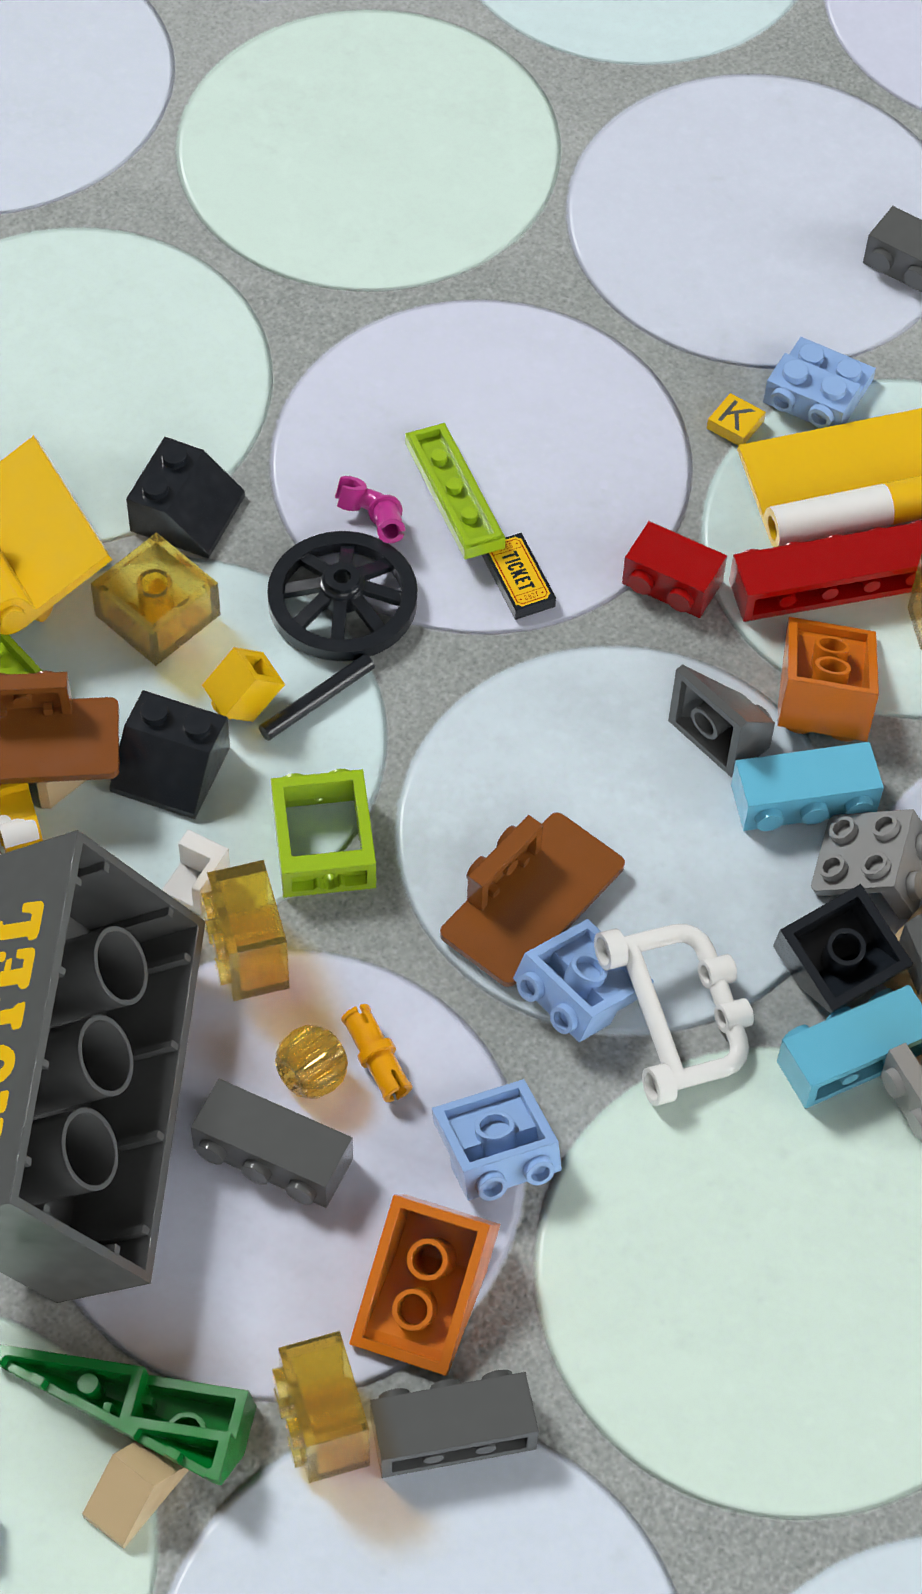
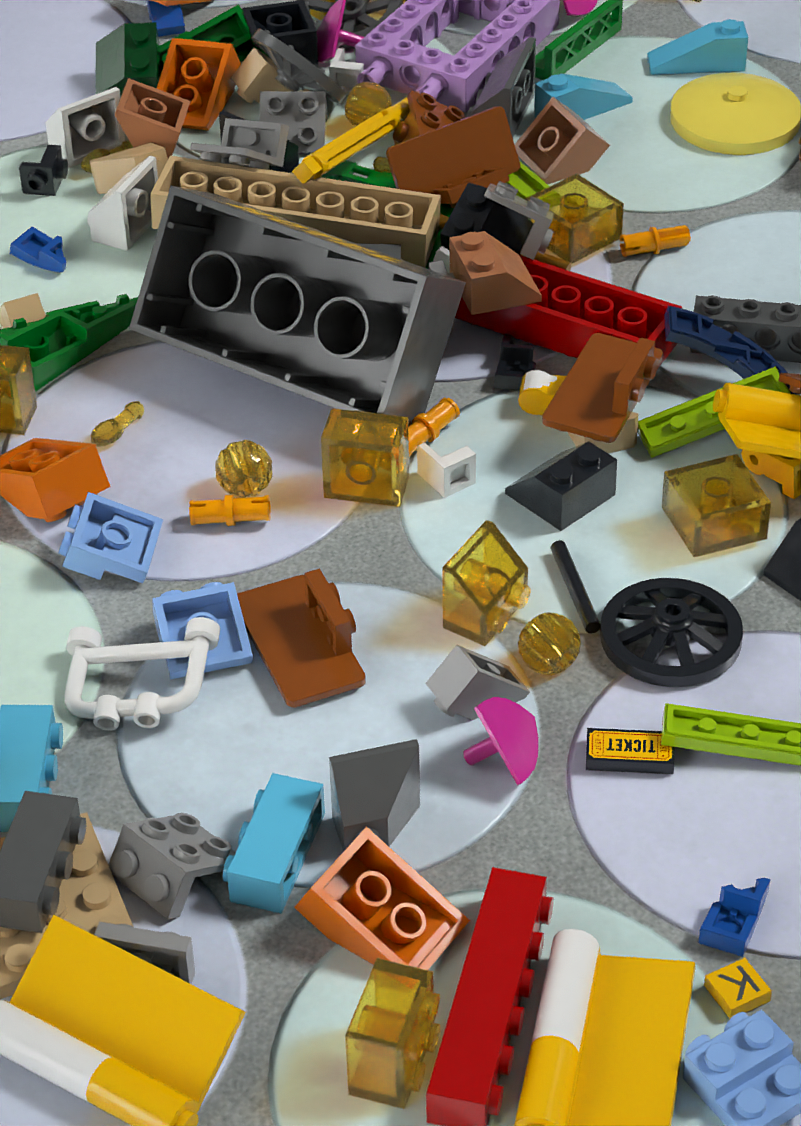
camera: 120 degrees right, 15 degrees down
(243, 684) = (599, 530): yellow brick -> none
(271, 1144) = (197, 436): dark grey brick -> none
(297, 1260) = (113, 429): none -> clear yellow piece
(323, 871) = (420, 559): lime window -> none
(383, 509) = (748, 681): dark pink piece -> none
(390, 750) = (483, 585): none -> clear yellow slope
(430, 671) = (549, 643): none -> clear yellow piece
(518, 711) = (471, 678): none -> light grey slope
(584, 668) = (511, 734): none -> dark pink shield
(663, 446) = (734, 917): none -> blue slope
(674, 569) = (569, 847): red brick -> none
(841, 950) = (106, 775): black slope -> none

